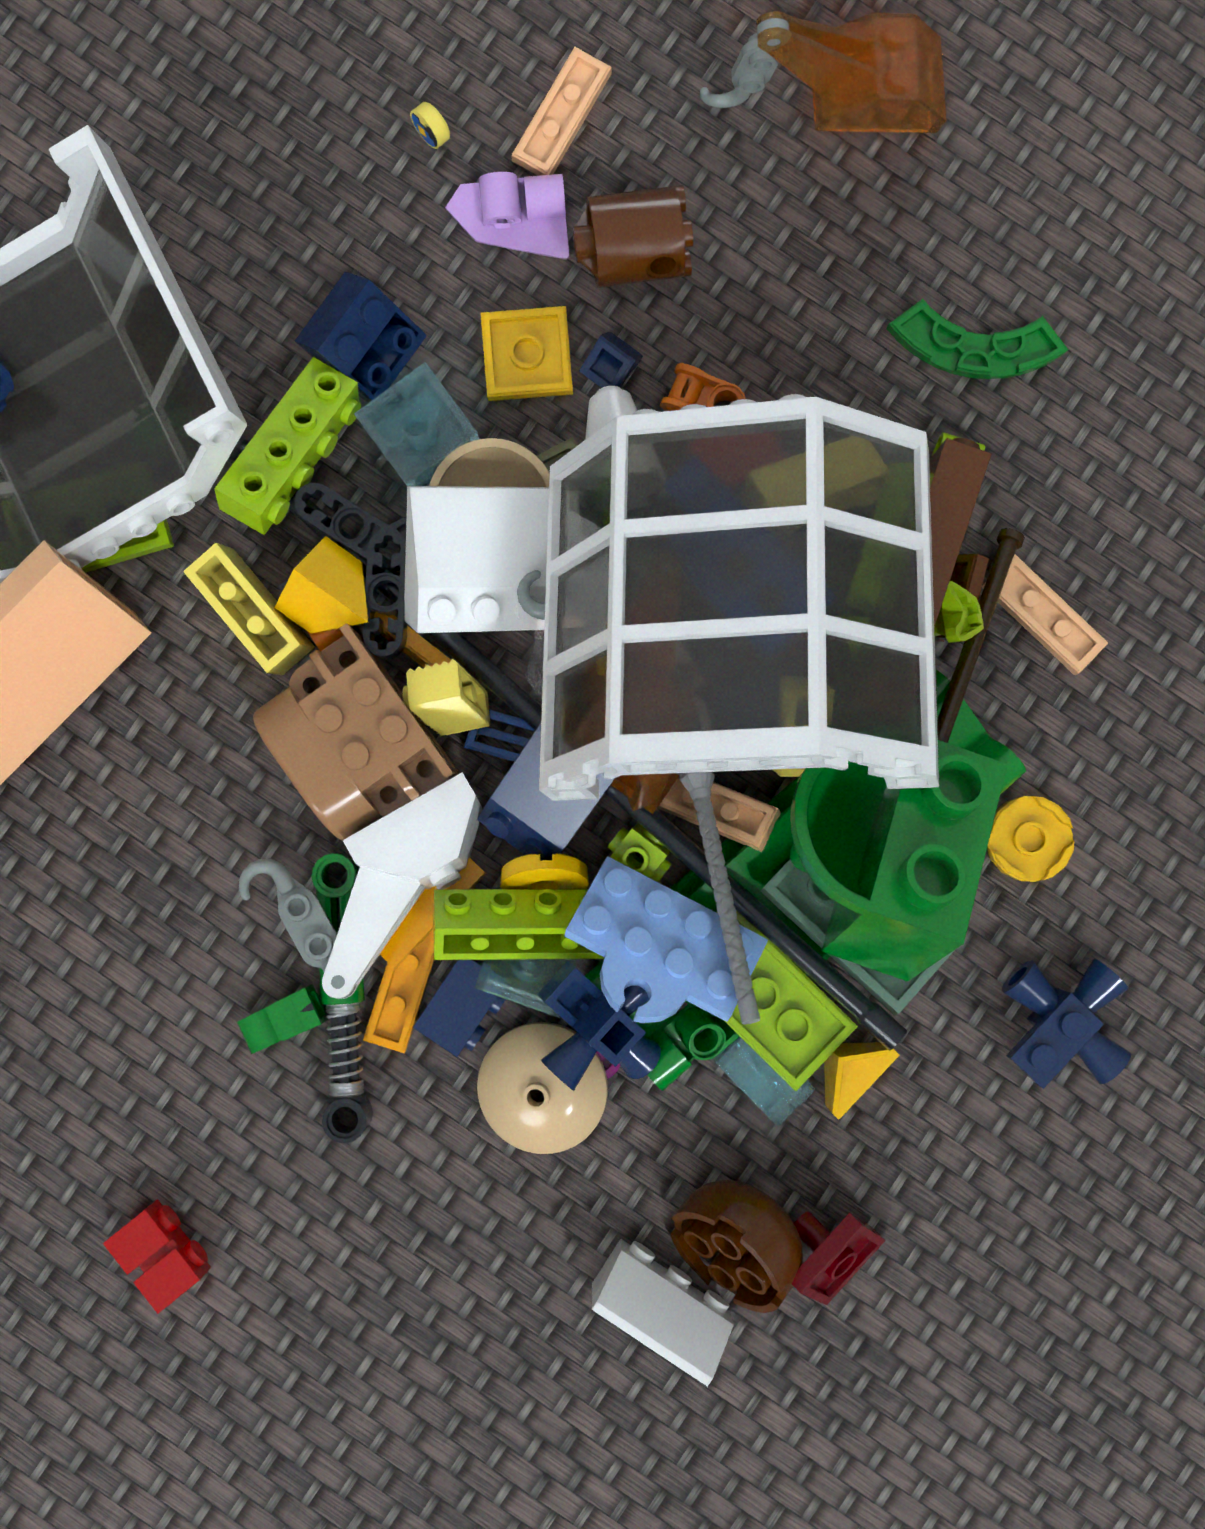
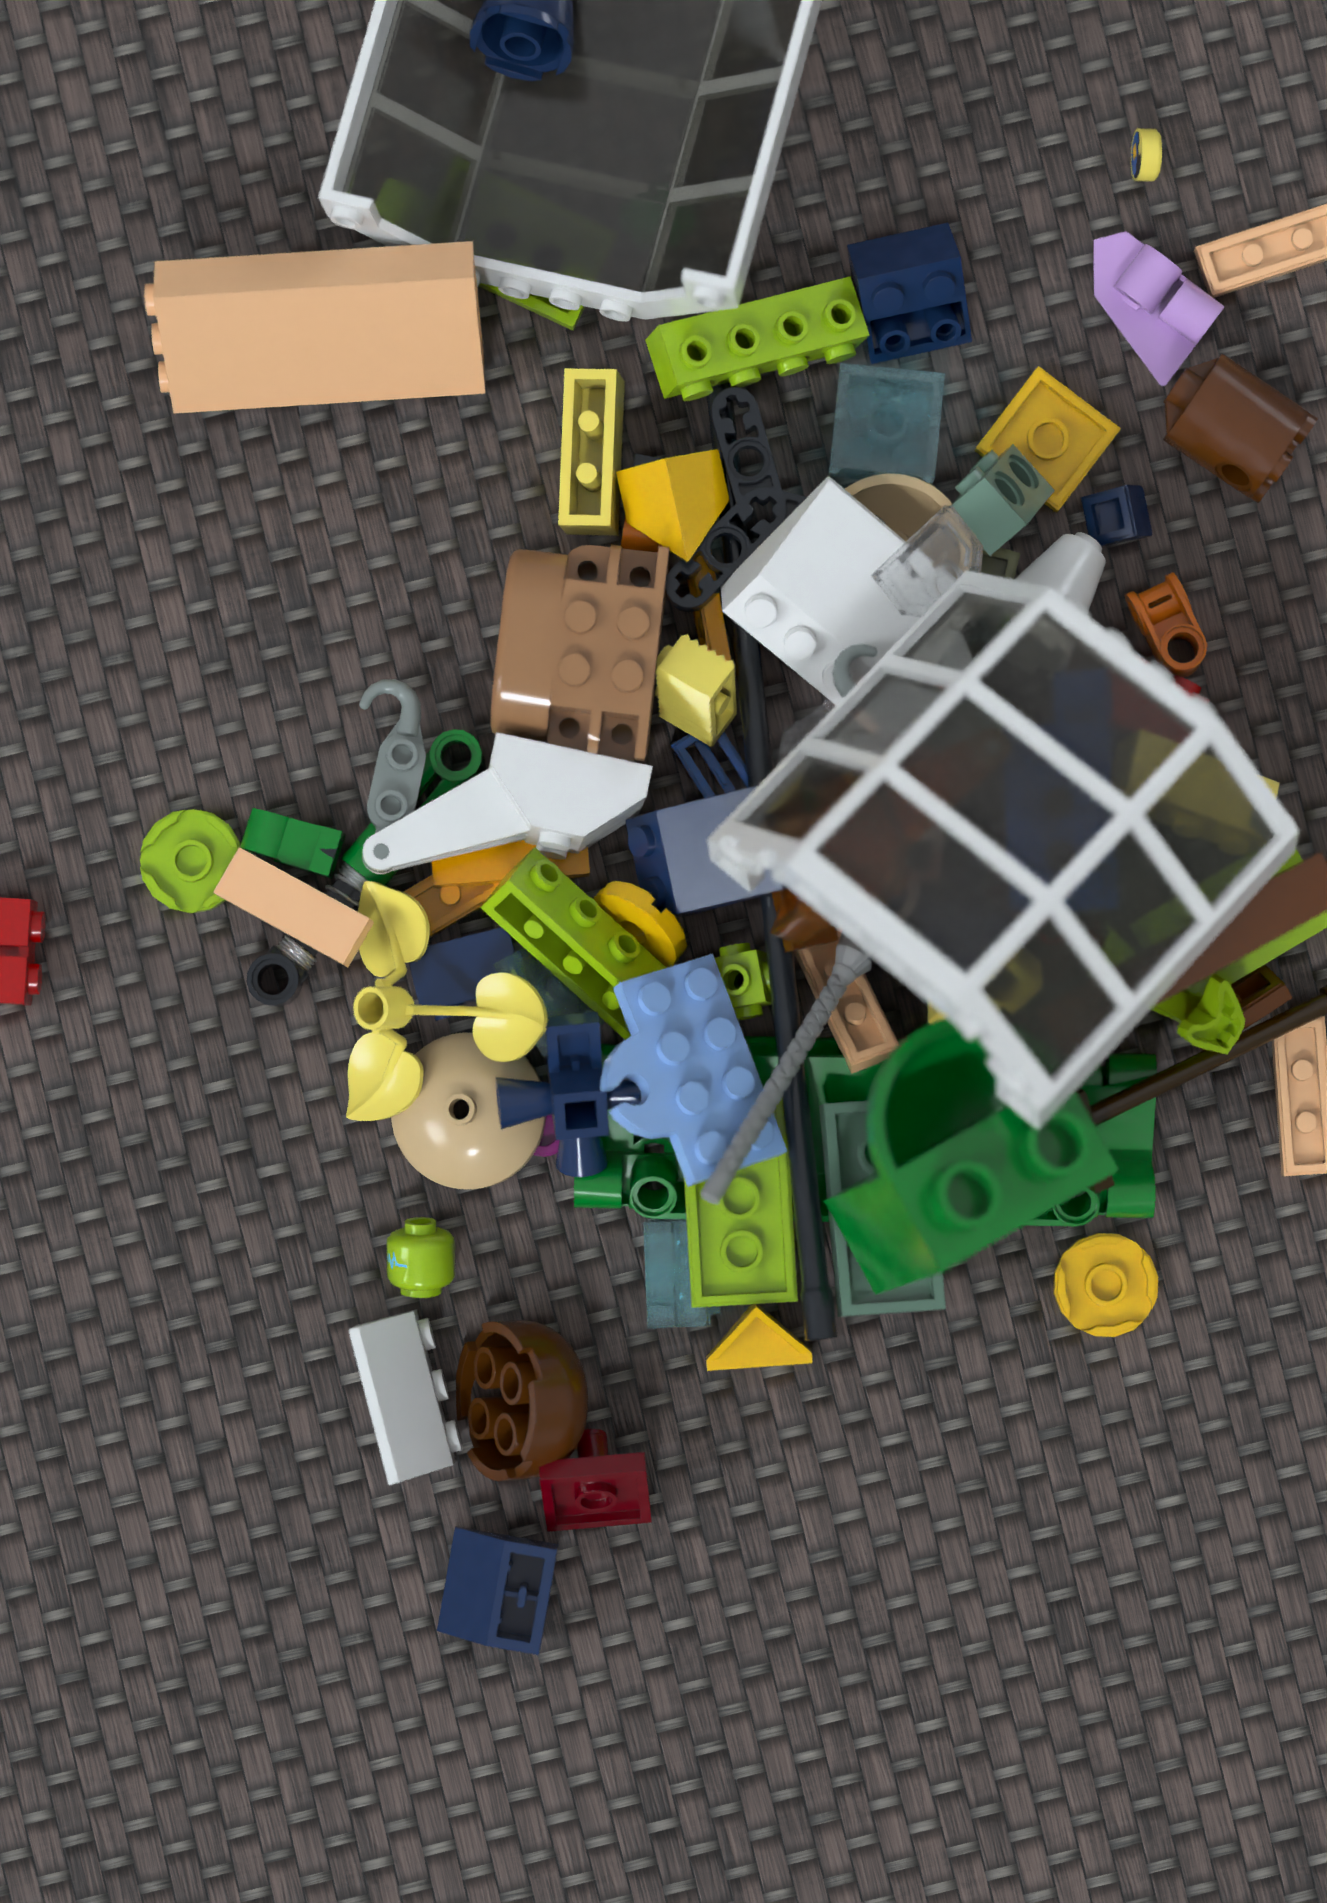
camera: 50 degrees right, 0 degrees up
(230, 1087) = (187, 858): none -> lime tile
(317, 1063) = (293, 907): none -> light nougat tile
(467, 1114) = (380, 1073): none -> light yellow plant
(522, 486) = (929, 563): none -> clear plate
(529, 410) = (1000, 497): none -> sand green brick
(595, 1209) = (420, 1258): none -> lime head
(832, 1374) = (497, 1590): none -> dark blue slope
(1066, 1023) = (985, 1471): dark blue brick -> none

